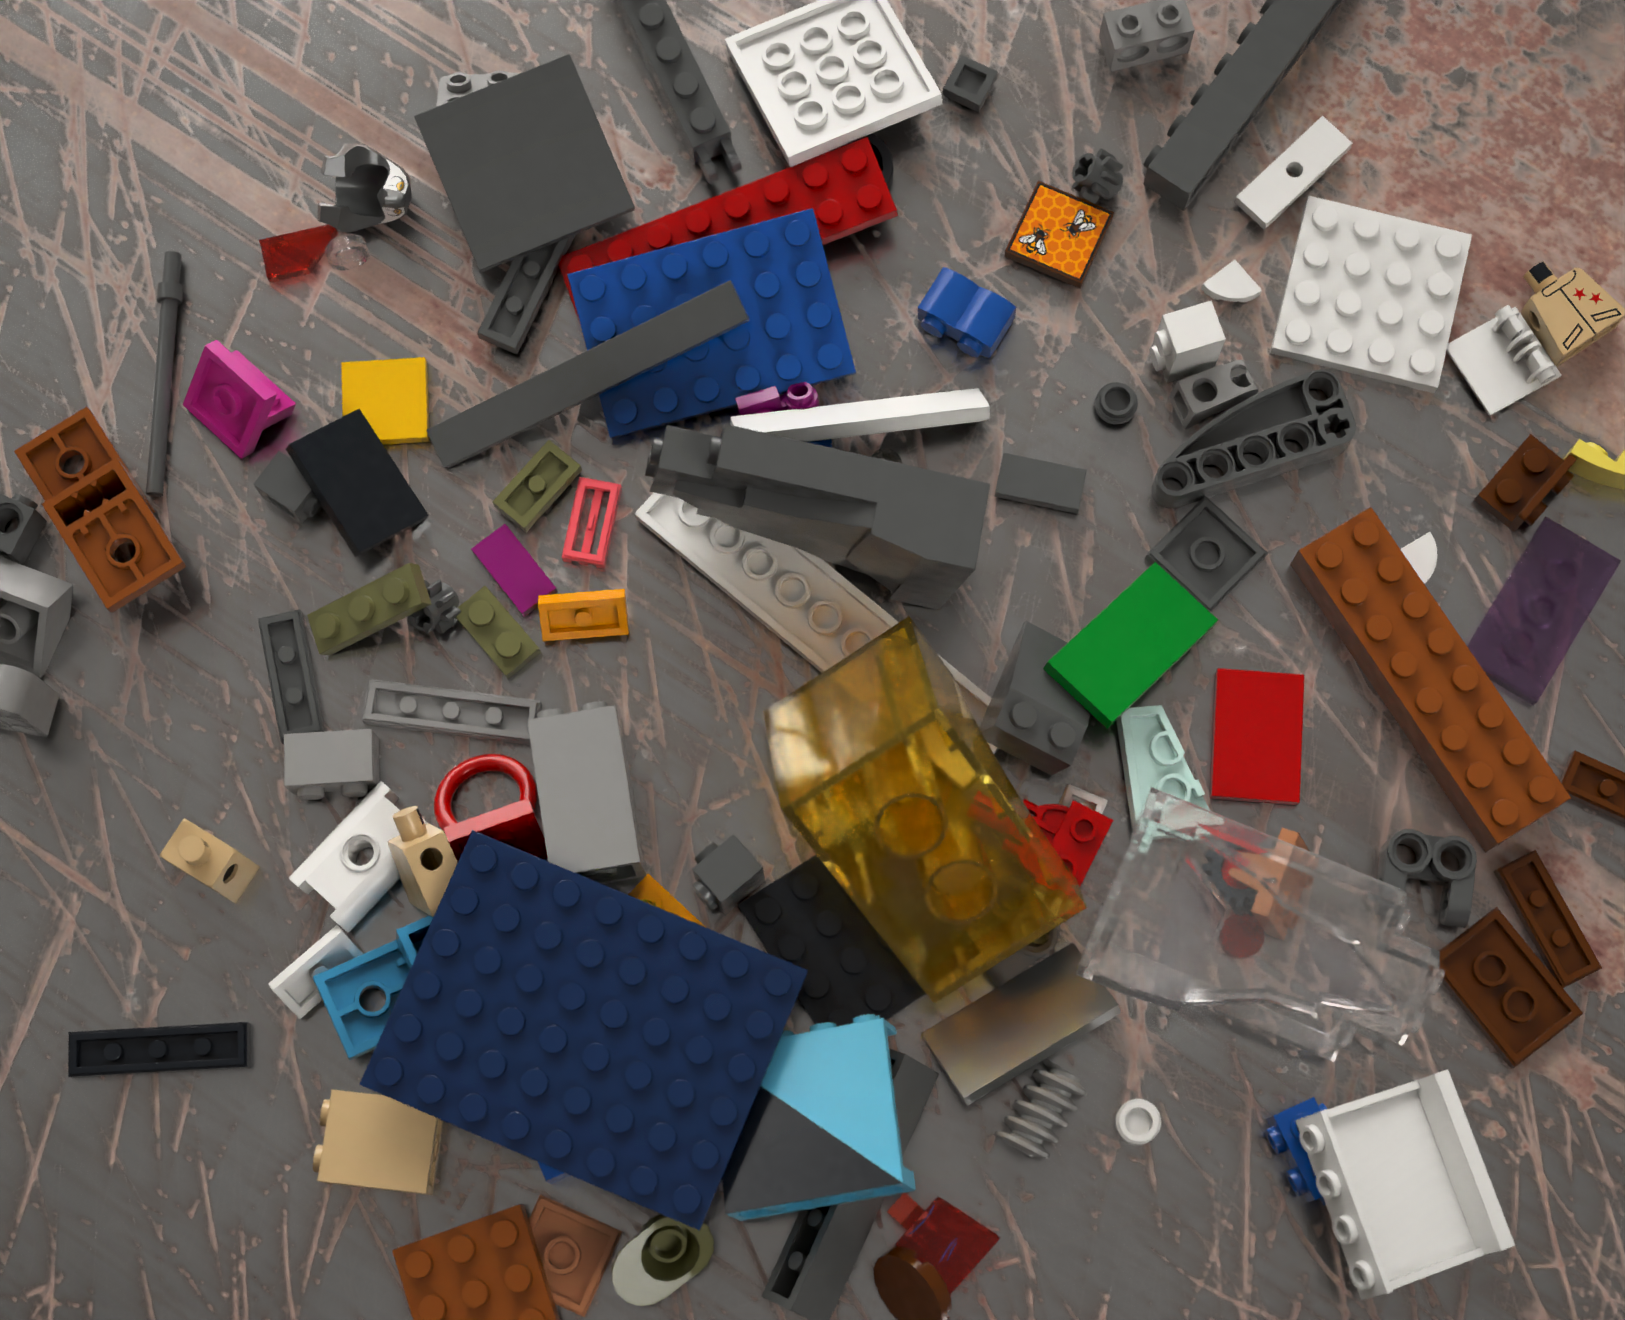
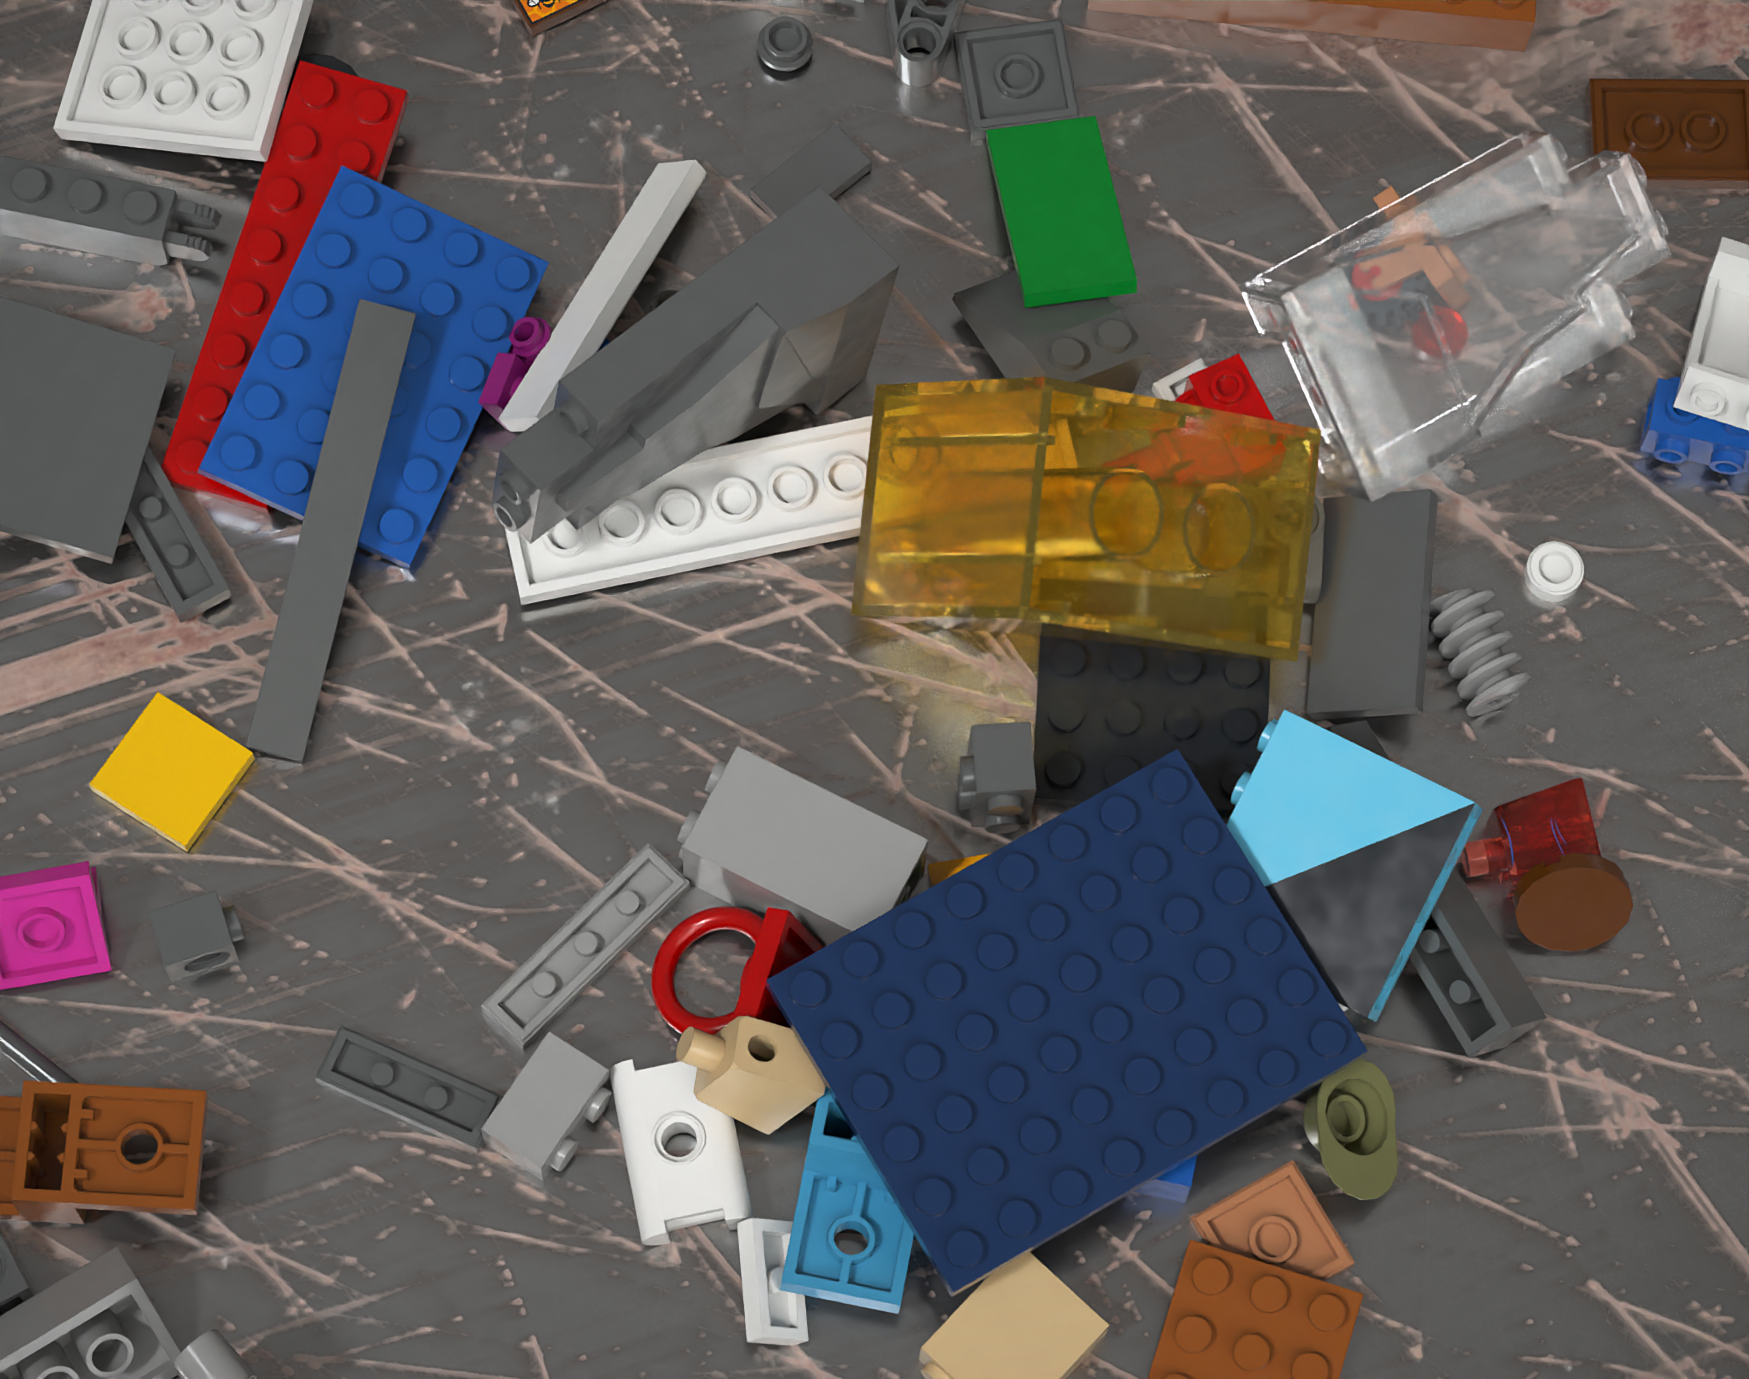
camera: 60 degrees left, 5 degrees down
(208, 860) = (553, 1313): tan torso -> none
(357, 482) = (251, 856): black tile -> none
(369, 609) = (408, 944): olive plate -> none
(440, 612) = (456, 878): dark grey gear -> none
(497, 632) = (533, 837): olive plate -> none
(513, 569) = (477, 769): magenta tile -> none
(537, 486) = (404, 677): olive plate -> none
(583, 615) = (590, 729): light orange plate -> none
(585, 556) = (519, 688): coral tile -> none
(966, 313) = (569, 114): blue brick -> none
(1154, 759) = (1201, 289): light aqua wing -> none
(1257, 736) = (1244, 170): red tile -> none
(1457, 885) = (1543, 98): dark grey piece -> none
(1547, 919) = (1634, 43): reddish brown tile -> none

